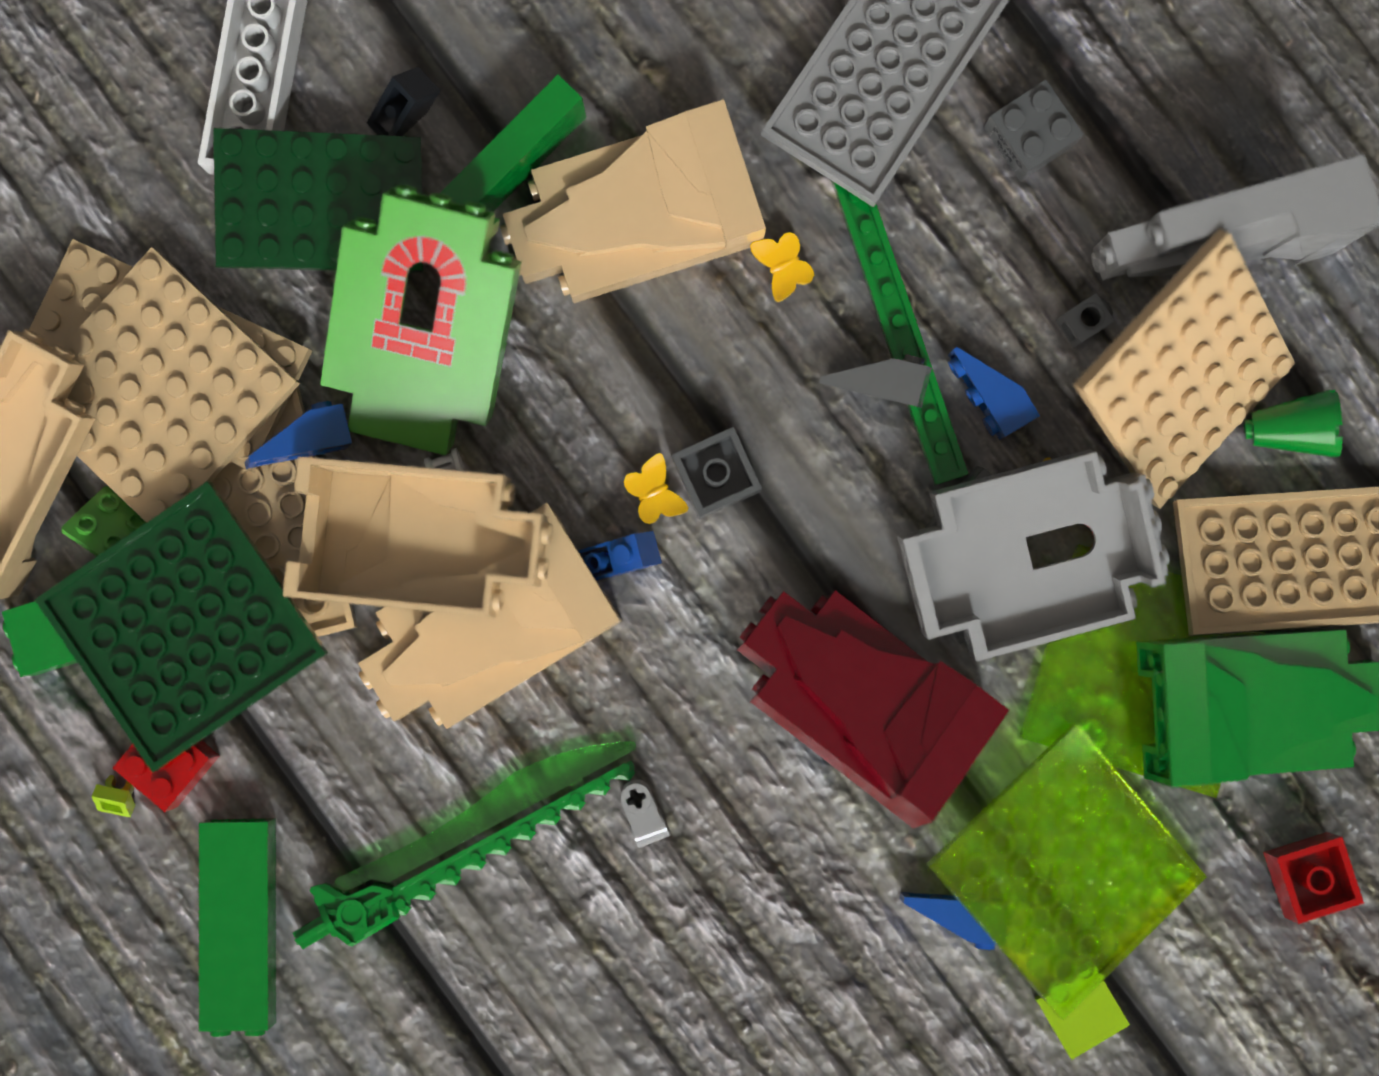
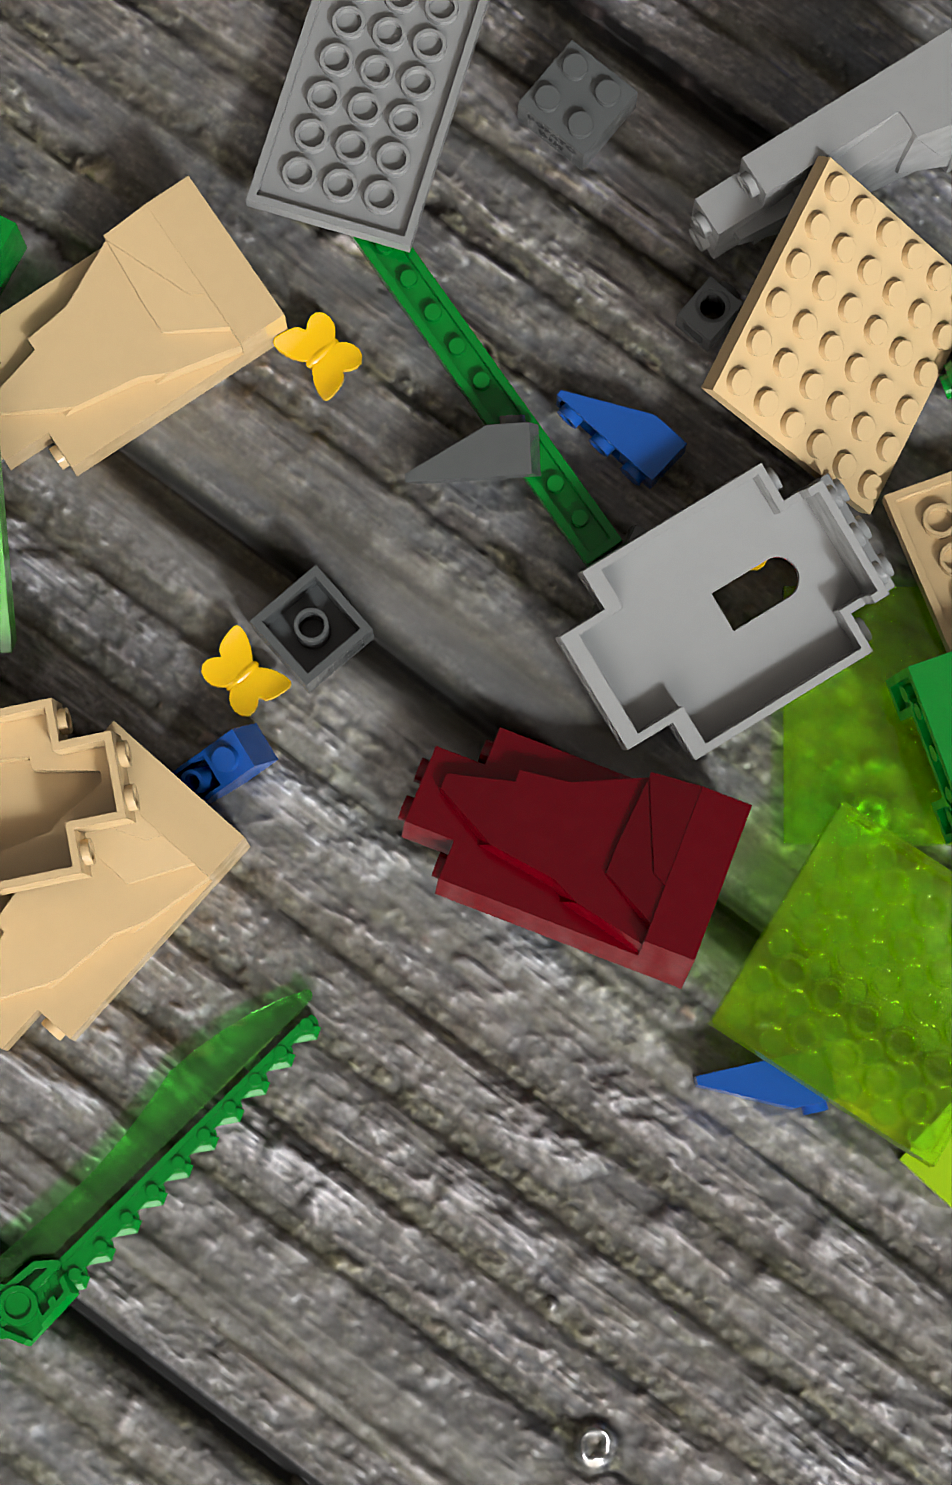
camera: 15 degrees left, 5 degrees down
(645, 818) = (350, 1080): light grey piece -> none

